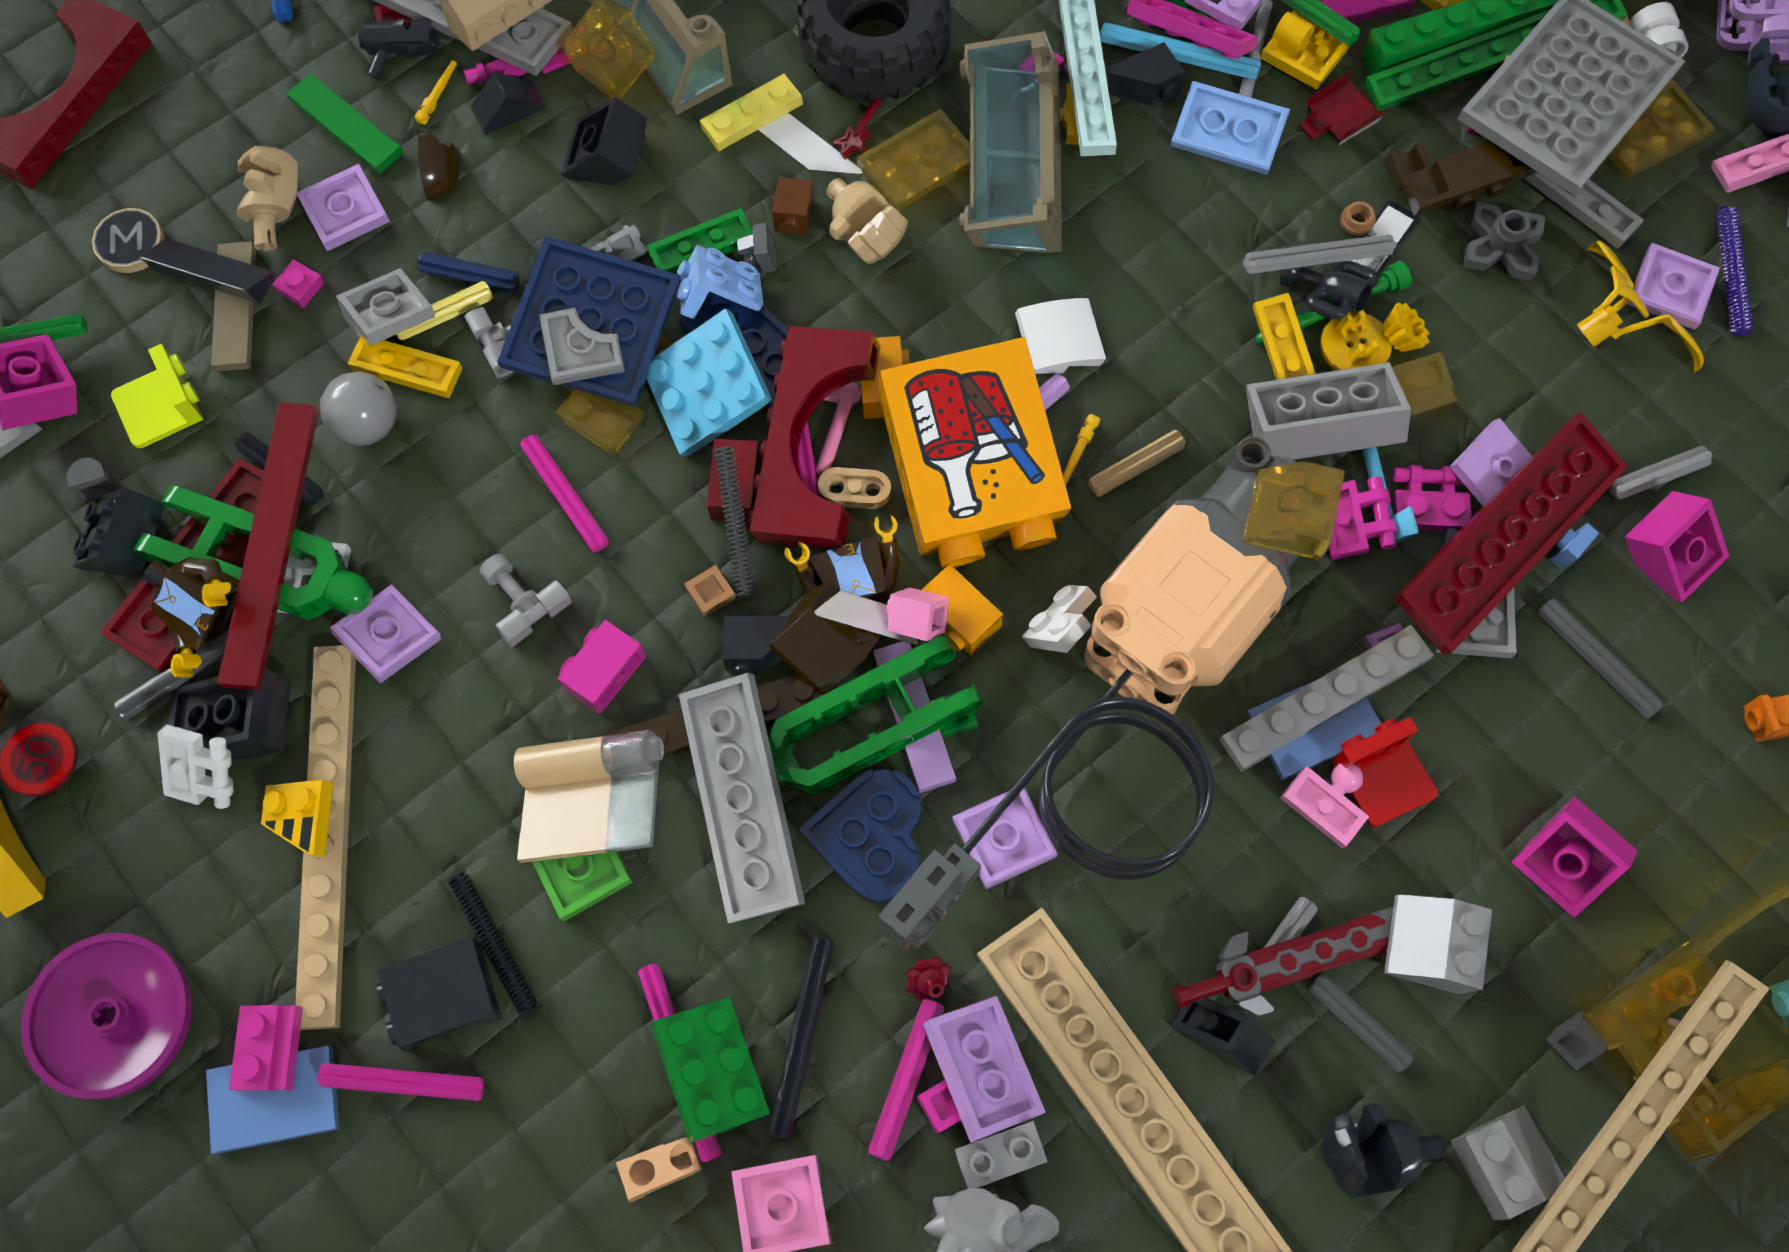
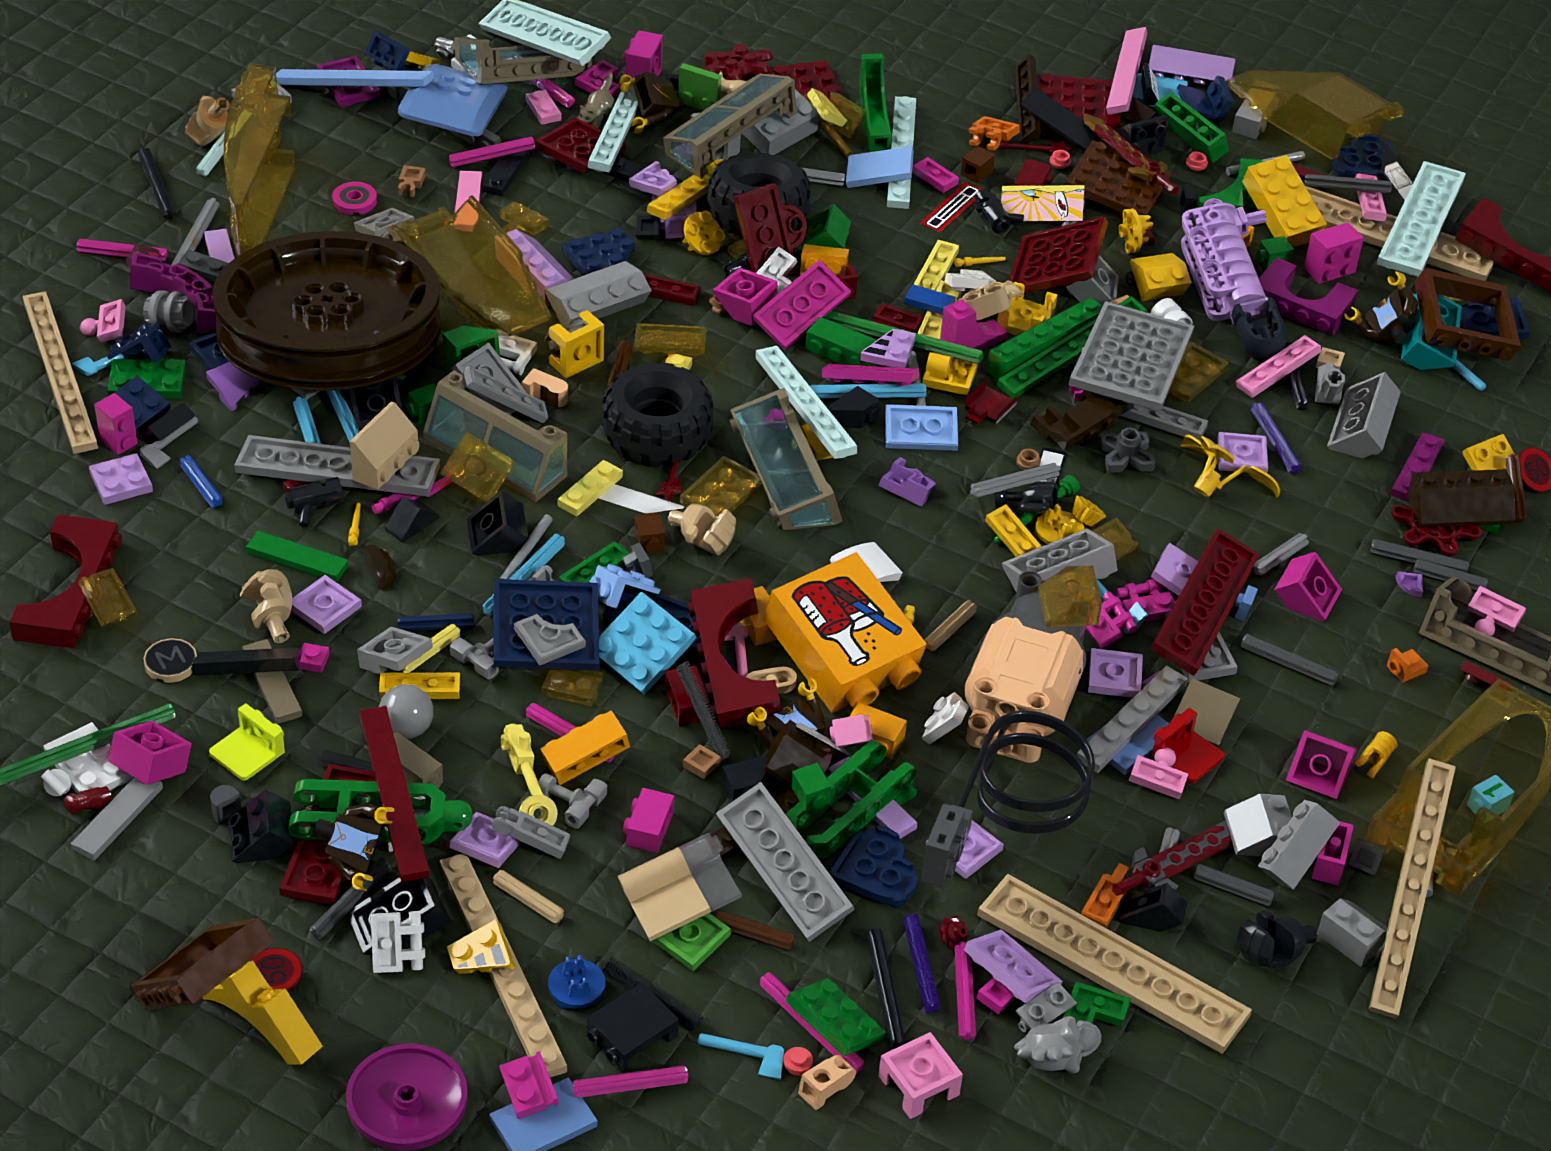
camera: 25 degrees left, 25 degrees down
(82, 129) = (107, 597): none -> clear yellow plate
(340, 489) = (417, 764): none -> dark tan brick
(401, 915) = (577, 993): none -> blue plate
(402, 737) = (528, 896): none -> tan axle
(442, 643) = (530, 831): none -> light grey hinge
(483, 493) = (518, 746): none -> light yellow piece
(560, 530) = (585, 747): none -> light orange brick
(608, 1096) = (772, 1055): none -> medium azure piece
(629, 188) = (527, 547): none -> light grey bar
(630, 213) = (539, 559): none -> medium azure axle
(634, 1118) = (798, 1060): none -> coral plate
(669, 886) = (757, 930): none -> reddish brown axle
(816, 698) = (811, 787): none -> green brick
(865, 1014) = (921, 963): none -> dark purple axle
(1073, 1164) = (1097, 1004): none -> green plate
(1154, 998) = (1103, 901): none -> orange hinge
(1174, 212) = (907, 483): none -> medium lavender slope
(1335, 610) = (1115, 673): none -> lavender plate
(1443, 715) = (1212, 707): none -> dark tan piece
(1477, 1008) = (1298, 844): none -> light grey brick
(1527, 1023) = (1332, 857): none -> dark pink brick
(1667, 861) = (1377, 752): none -> yellow hinge

